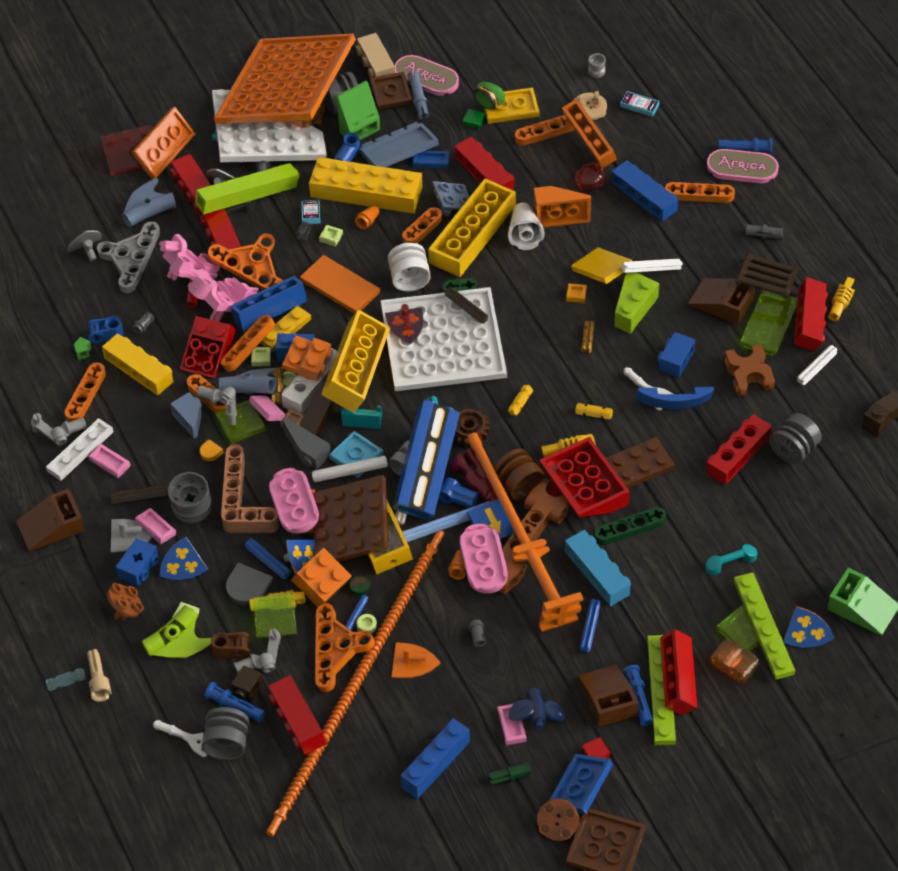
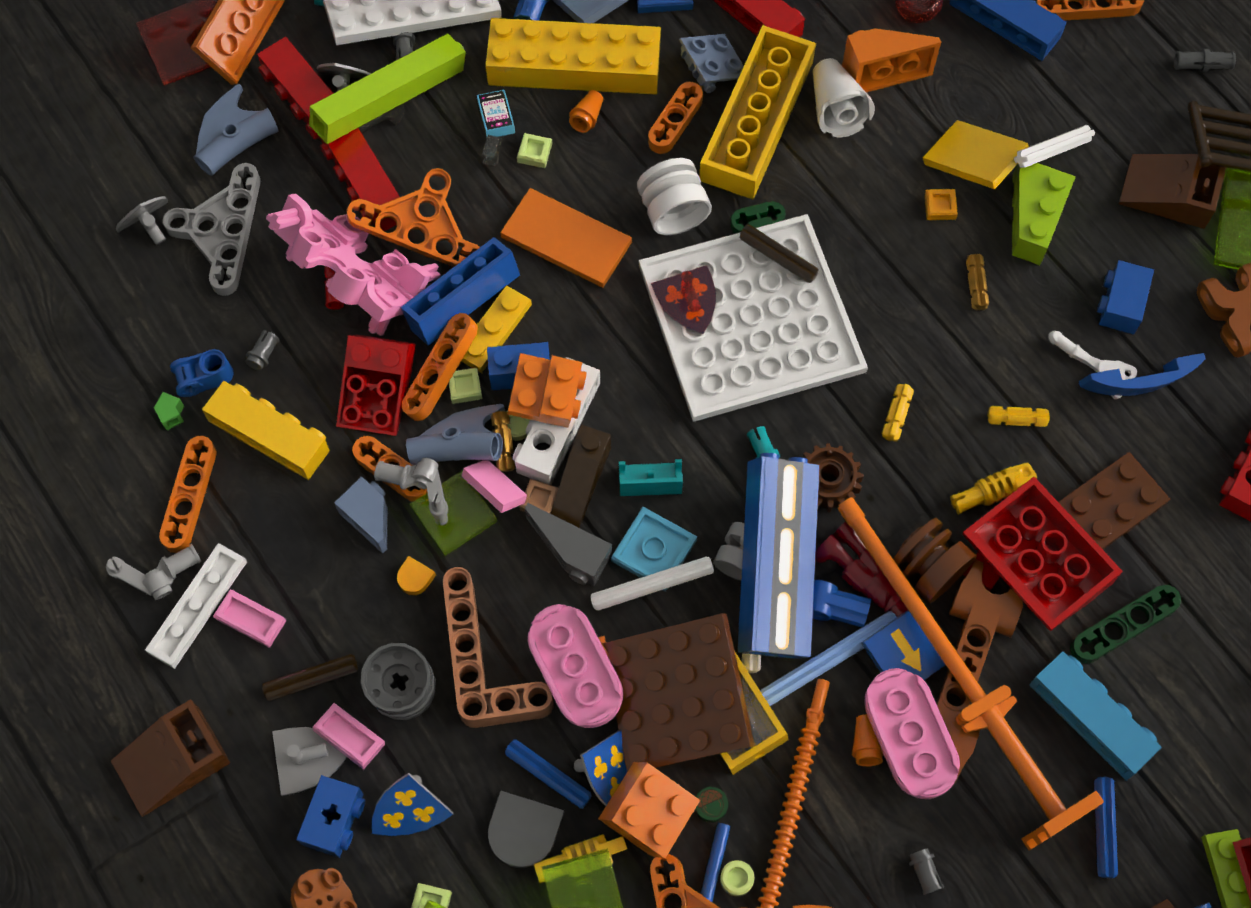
camera: 10 degrees left, 15 degrees up
(355, 361) = (627, 388): yellow brick -> none

